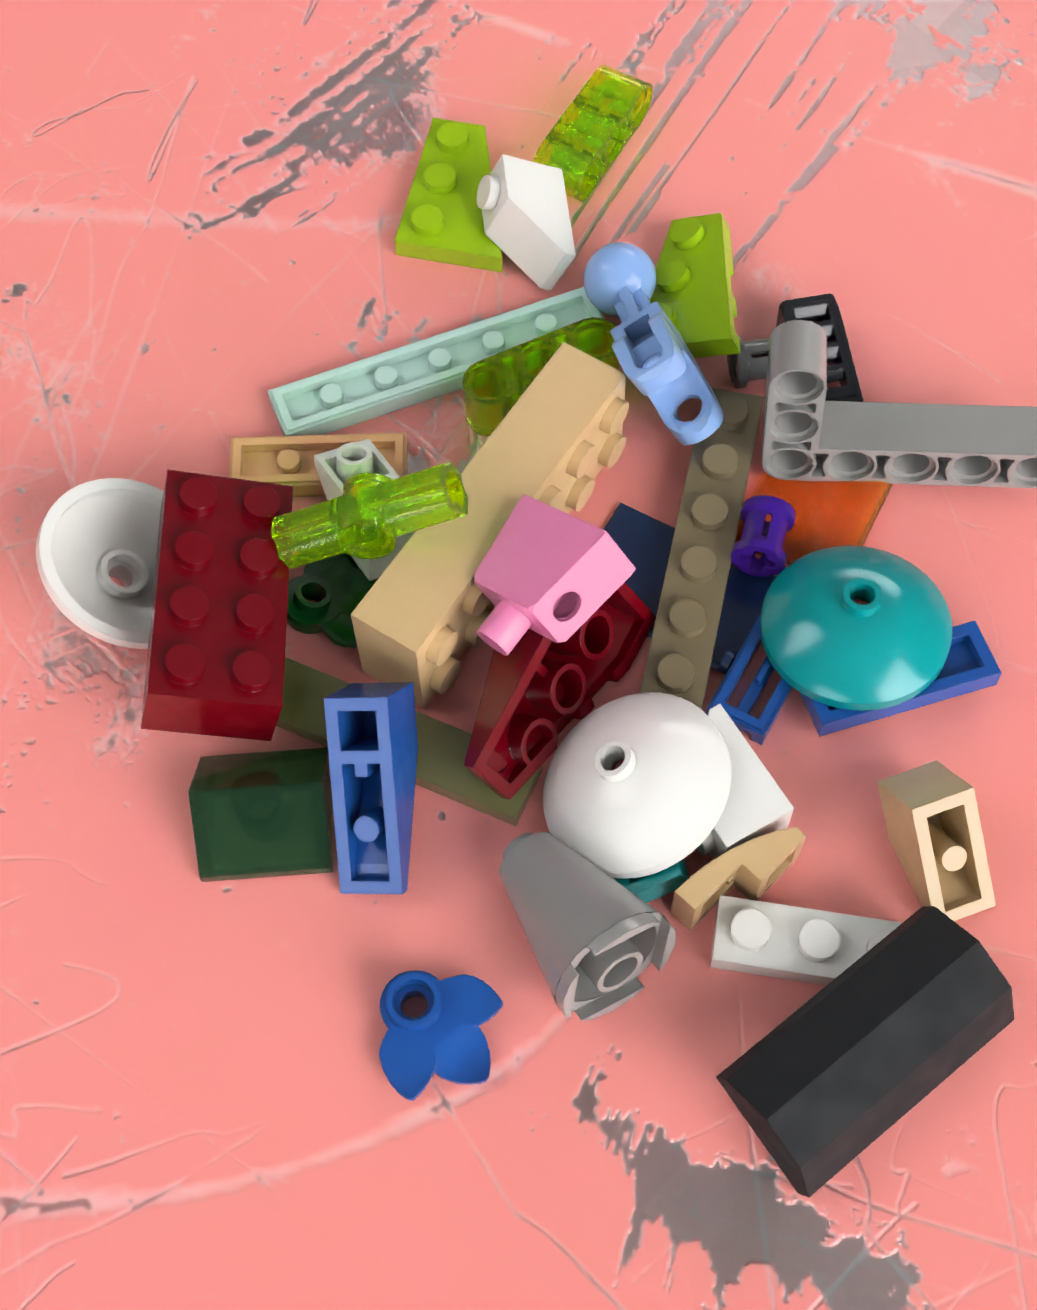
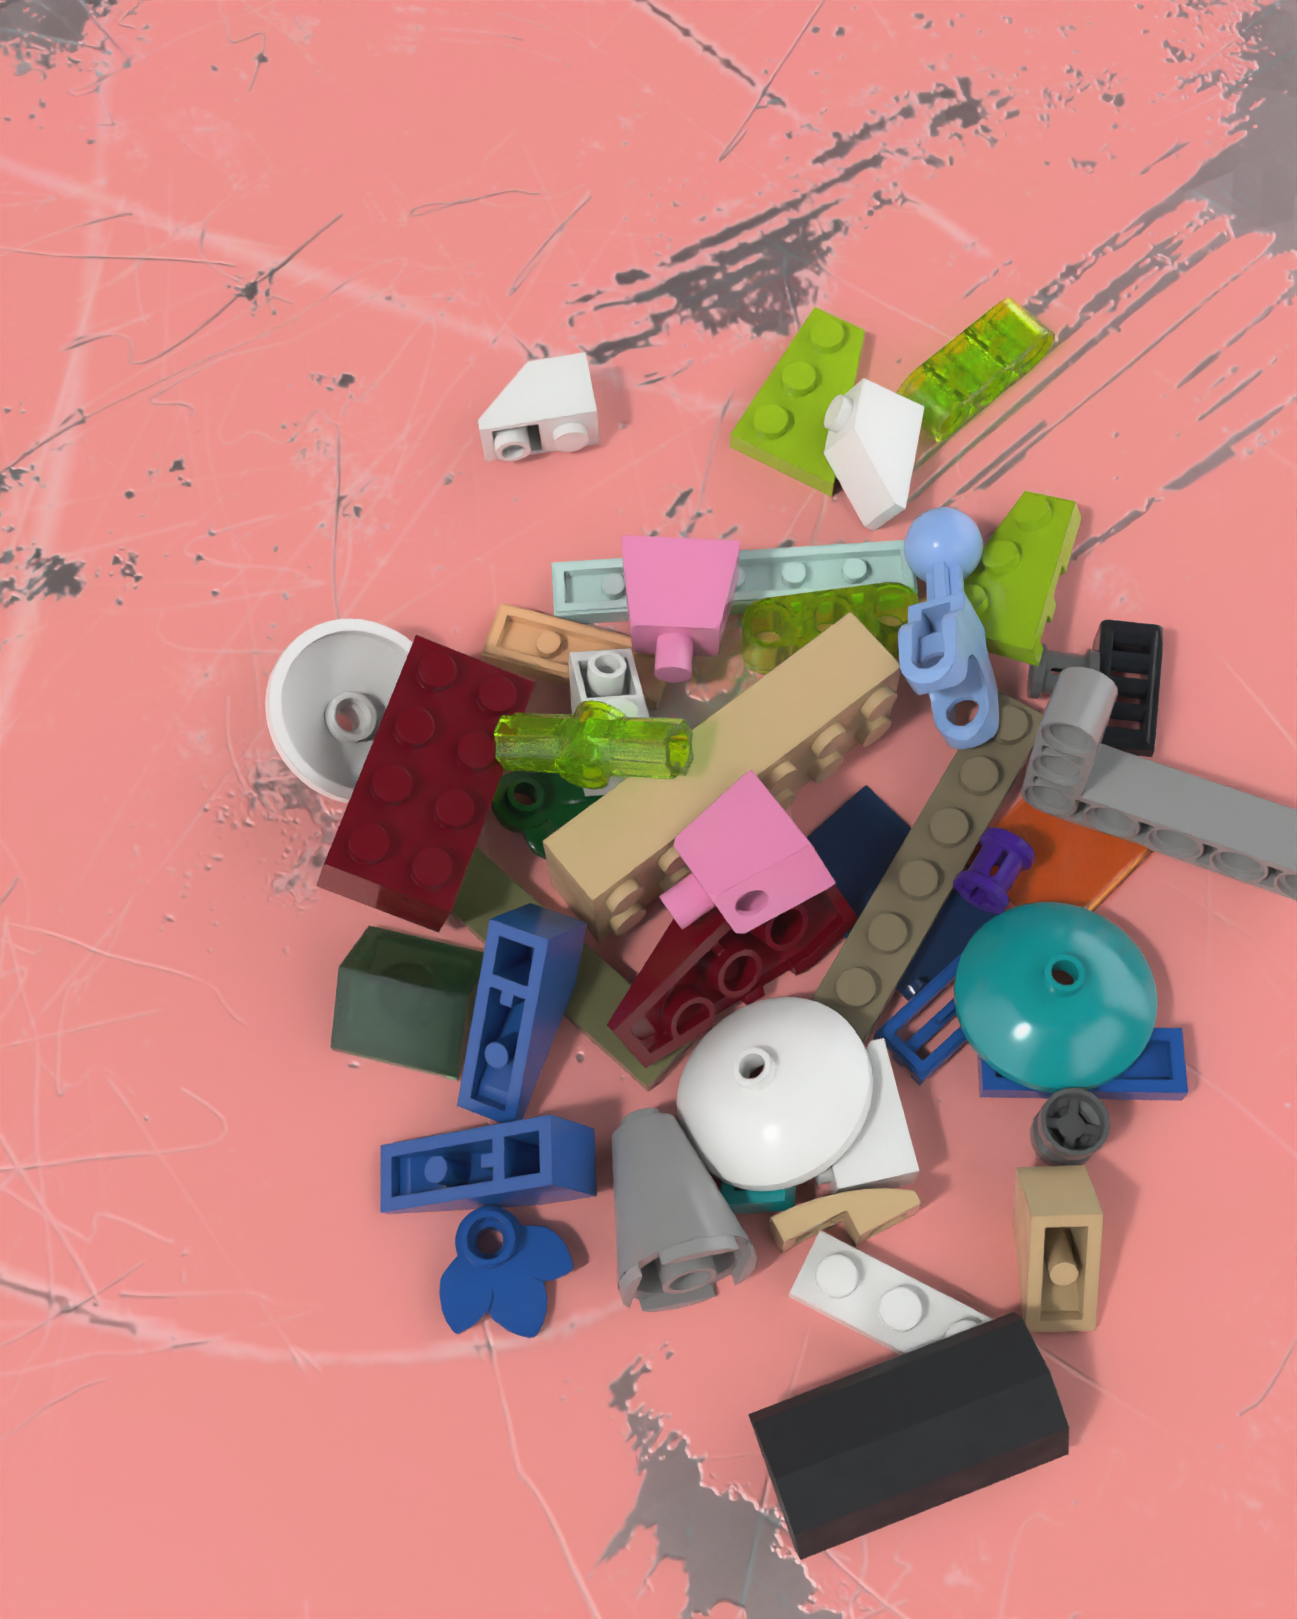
camera: 20 degrees right, 5 degrees up
(216, 263) = (542, 411): none -> white slope
(394, 932) = (490, 1165): none -> blue slope
(396, 383) = (678, 598): none -> bright pink torso
(916, 722) = (1075, 1116): none -> dark grey wheel

